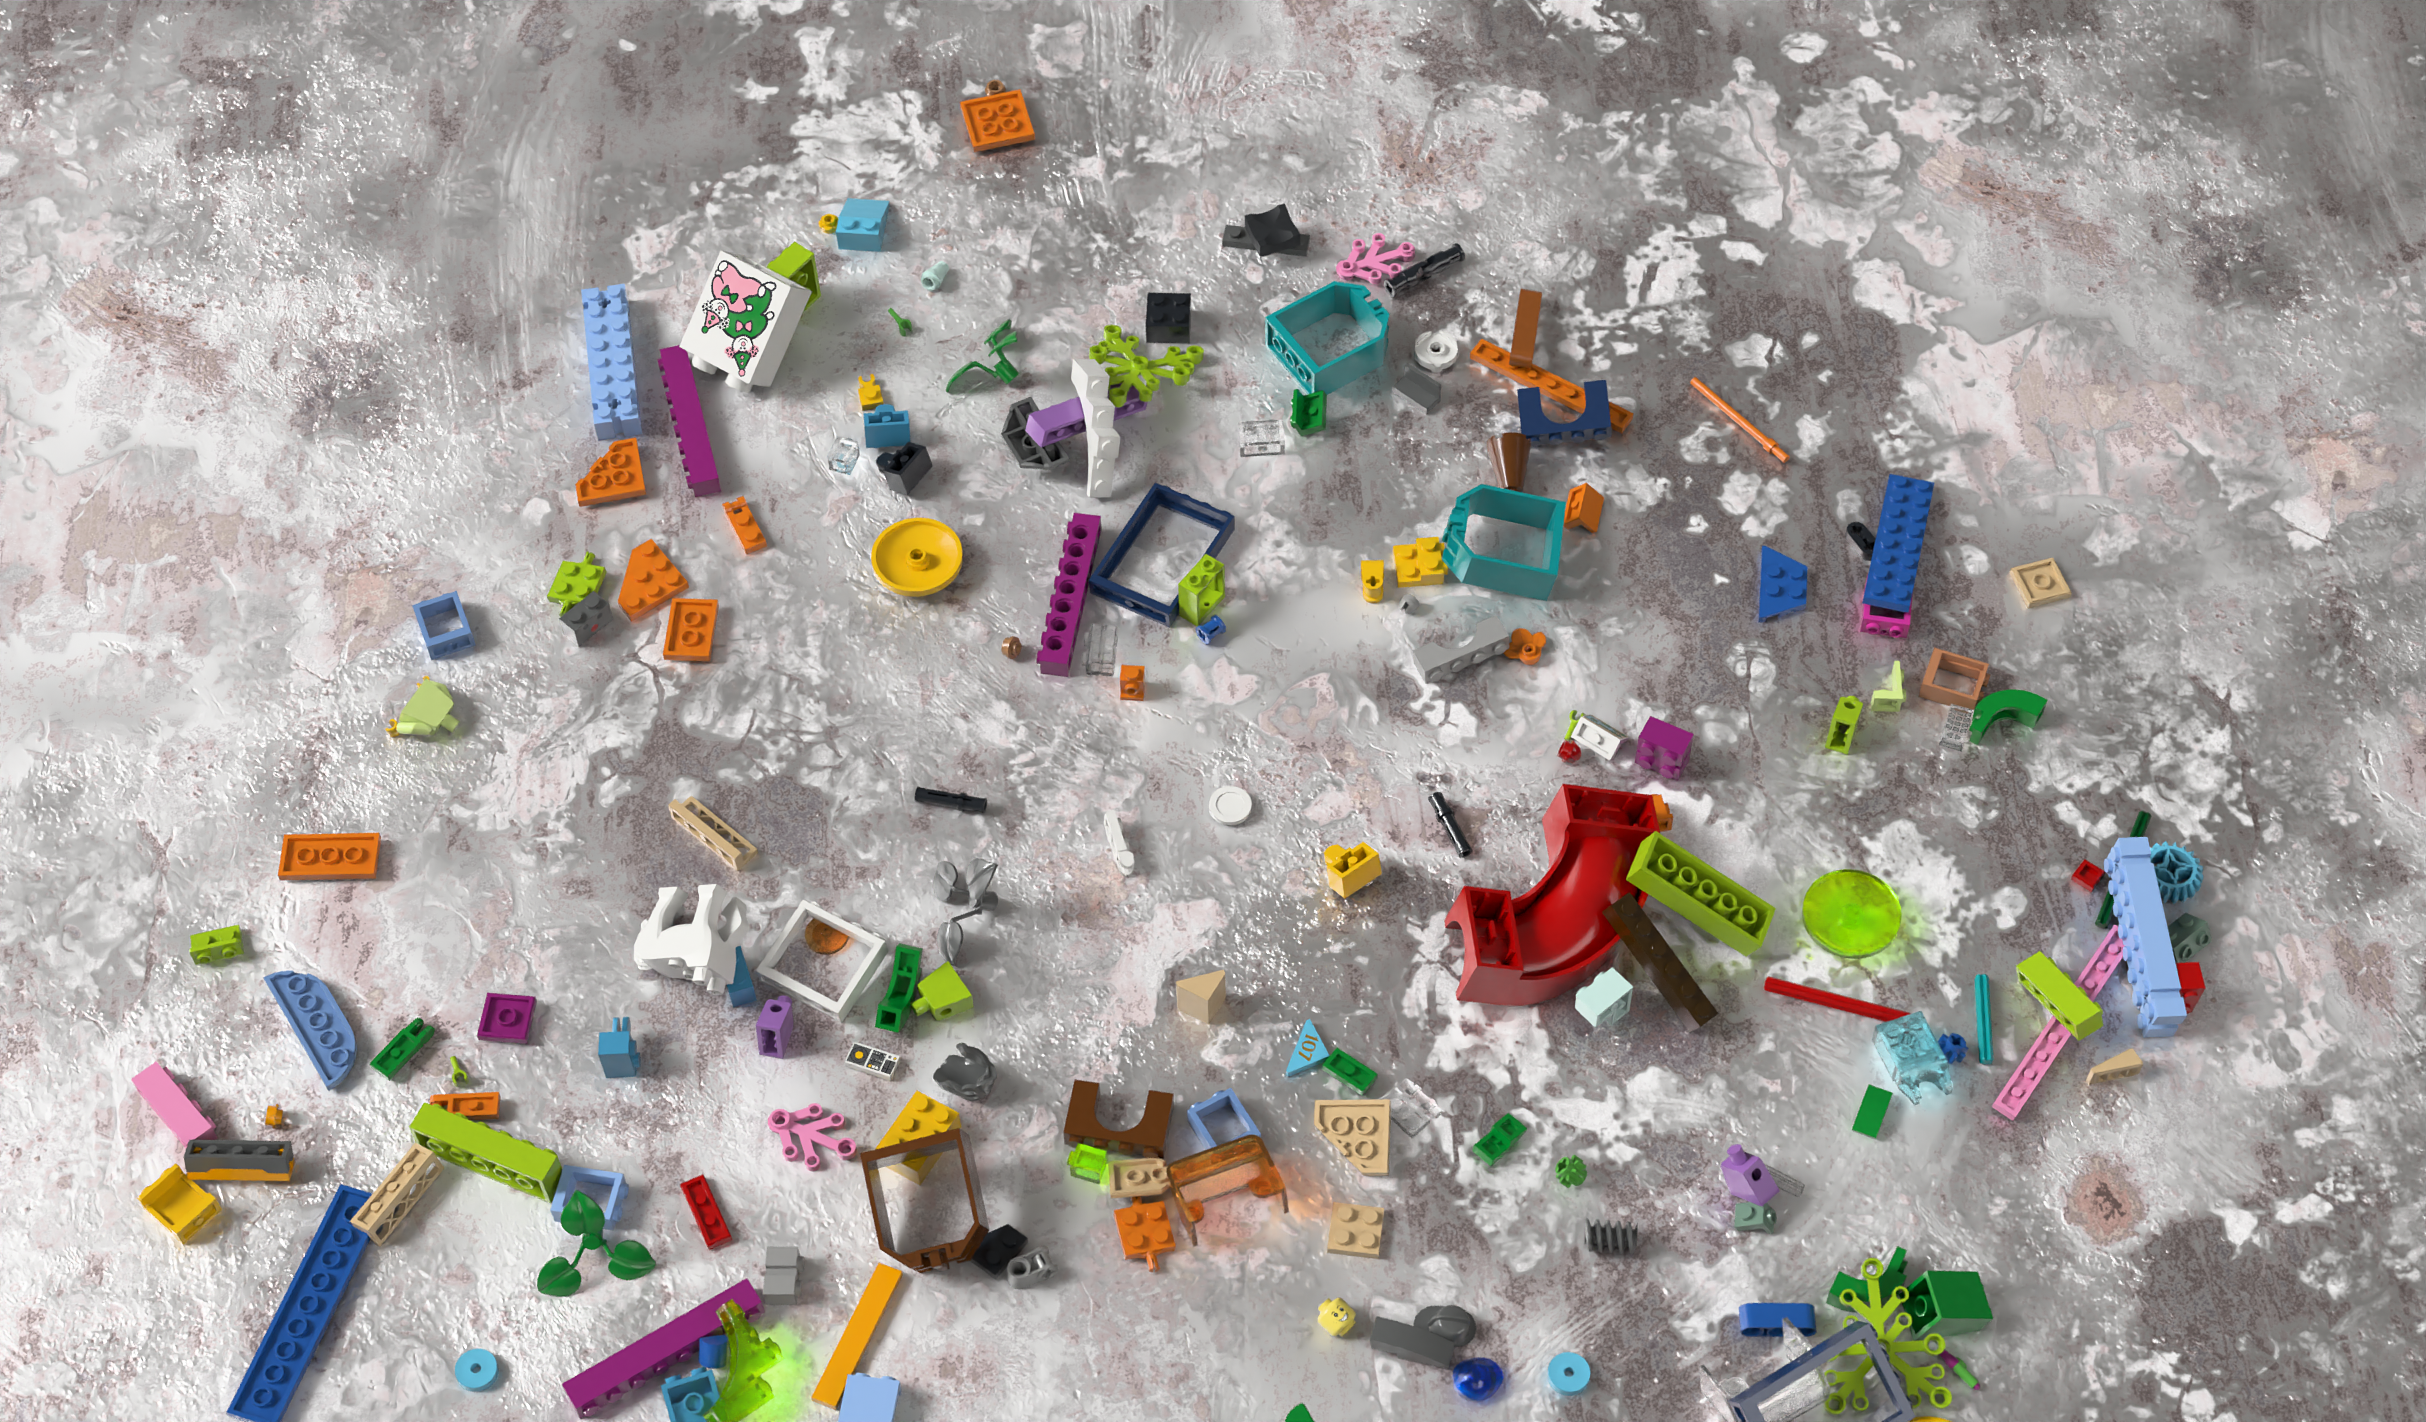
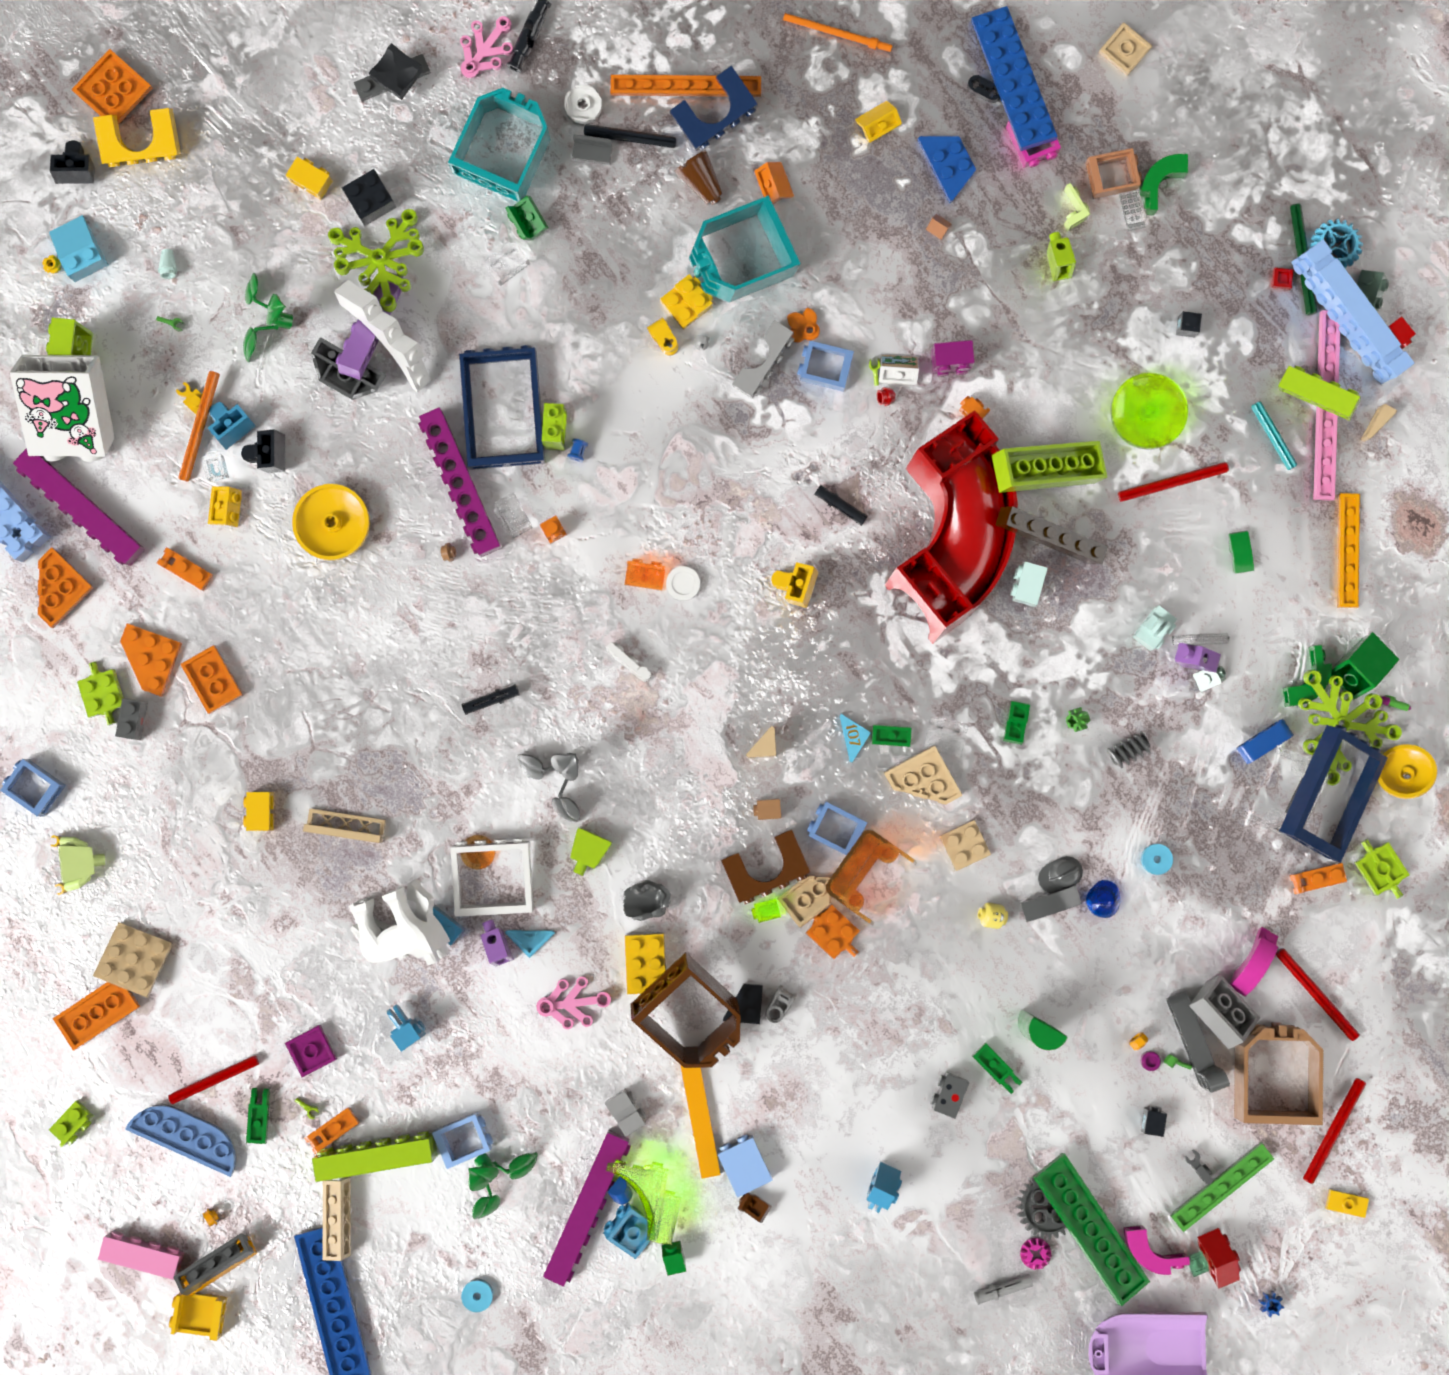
camera: 30 degrees left, 30 degrees up
(389, 988) = (213, 1079): none -> red axle
(405, 828) = (133, 960): none -> tan plate
(642, 761) = (258, 811): none -> yellow piece
(706, 1212) = (543, 1098): red tile -> none
(814, 1048) = (529, 940): none -> medium azure tile
(826, 493) = (224, 506): none -> yellow bracket
(856, 414) = (199, 426): none -> orange axle
(872, 1061) = (575, 925): tile -> none
(902, 991) = (561, 869): green arch -> none
(911, 156) = (72, 165): none -> black brick
(994, 87) = (85, 55): medium nougat plate -> none
(1007, 183) = (113, 150): none -> yellow arch
(1123, 271) = (305, 175): none -> yellow piece
(1162, 1065) = (767, 809): none -> medium nougat brick
(1196, 775) = (645, 575): none -> clear orange bracket
(1468, 401) = (629, 136): none -> black axle
(1525, 328) = (638, 46): dark orange beam -> none
(1537, 708) = (824, 382): none -> medium blue window
(1721, 1130) = (1154, 628): none -> light aqua brick
(1730, 513) = (879, 121): none -> yellow panel
(1731, 633) = (938, 226): none -> nougat slope
(1912, 1055) = (1252, 499): clear light blue brick -> none
(1950, 858) = (1188, 324): none -> black brick
(1953, 1047) = (1267, 473): blue gear -> none
(2002, 1182) = (1348, 550): none -> light orange tile

